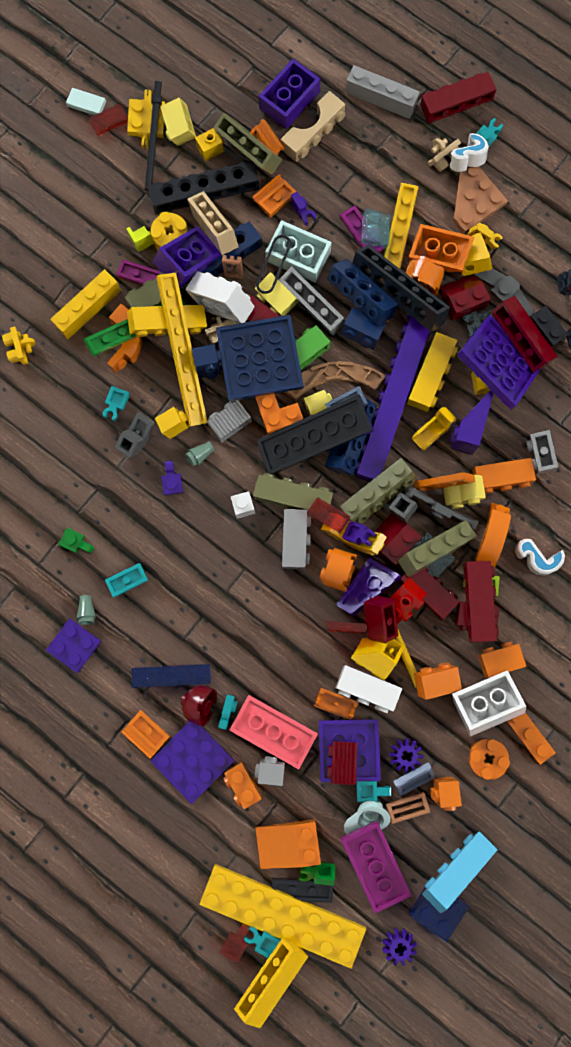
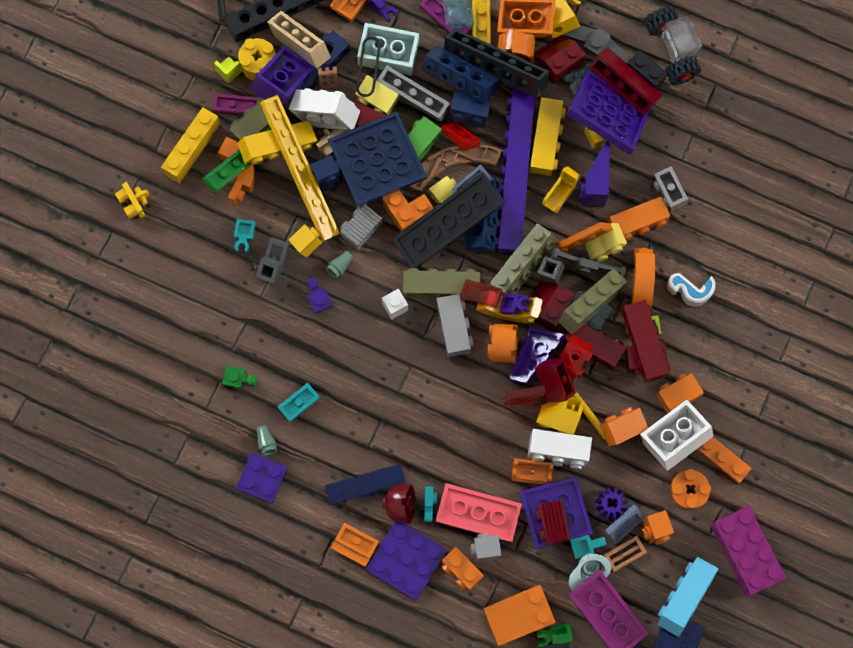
camera: 20 degrees left, 5 degrees down
(348, 353) = (460, 136): none -> red plate
(531, 838) = (748, 551): none -> magenta brick

